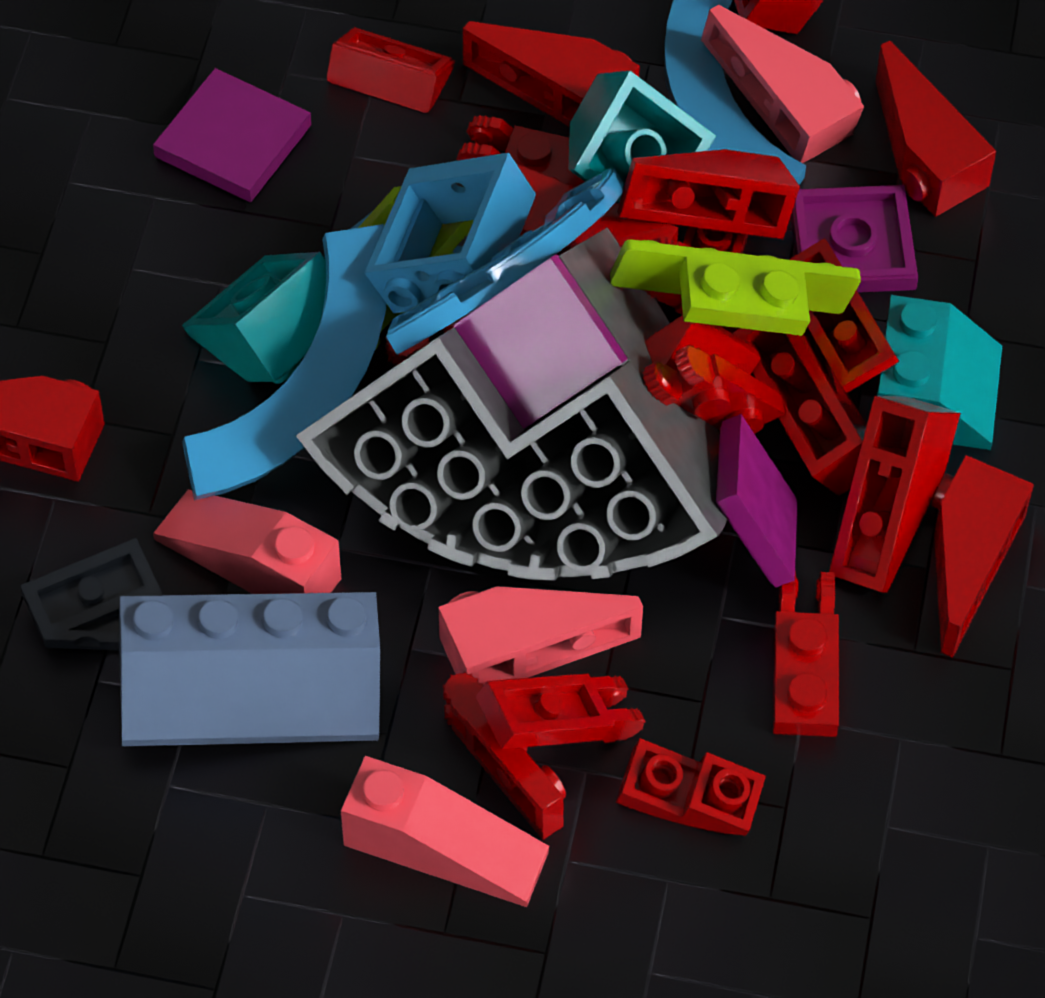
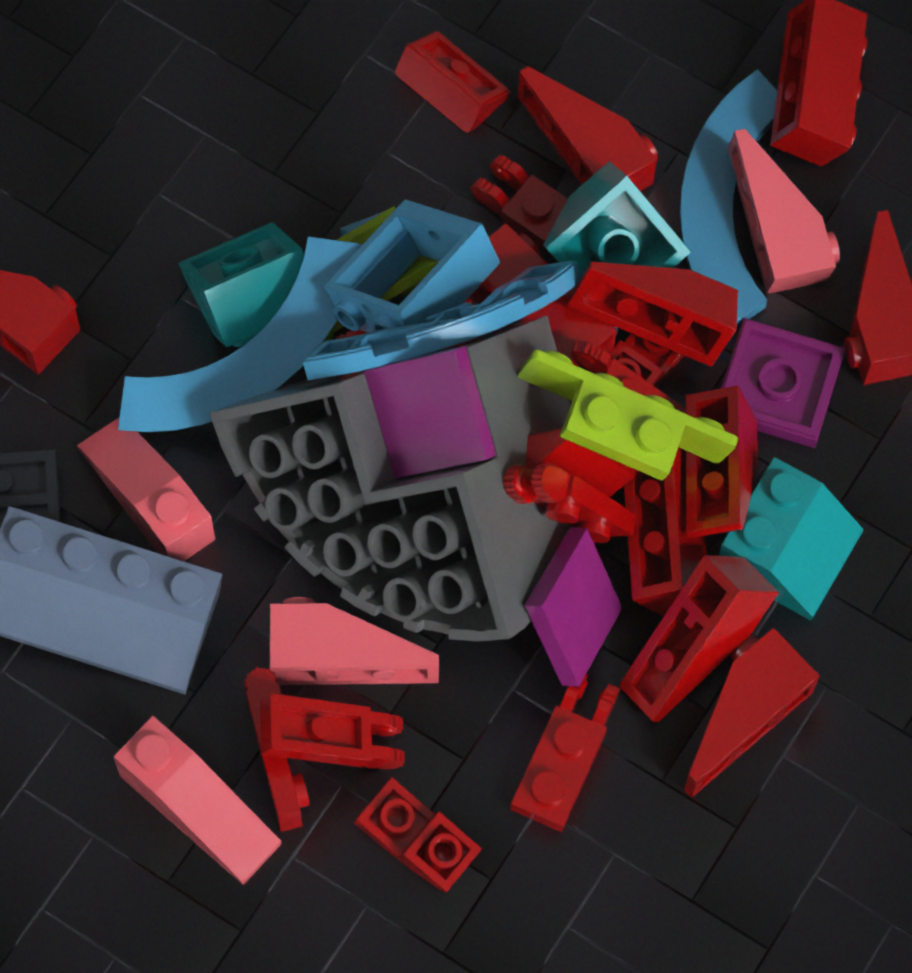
camera: 20 degrees right, 10 degrees up
(232, 135) = (291, 99): magenta tile -> none

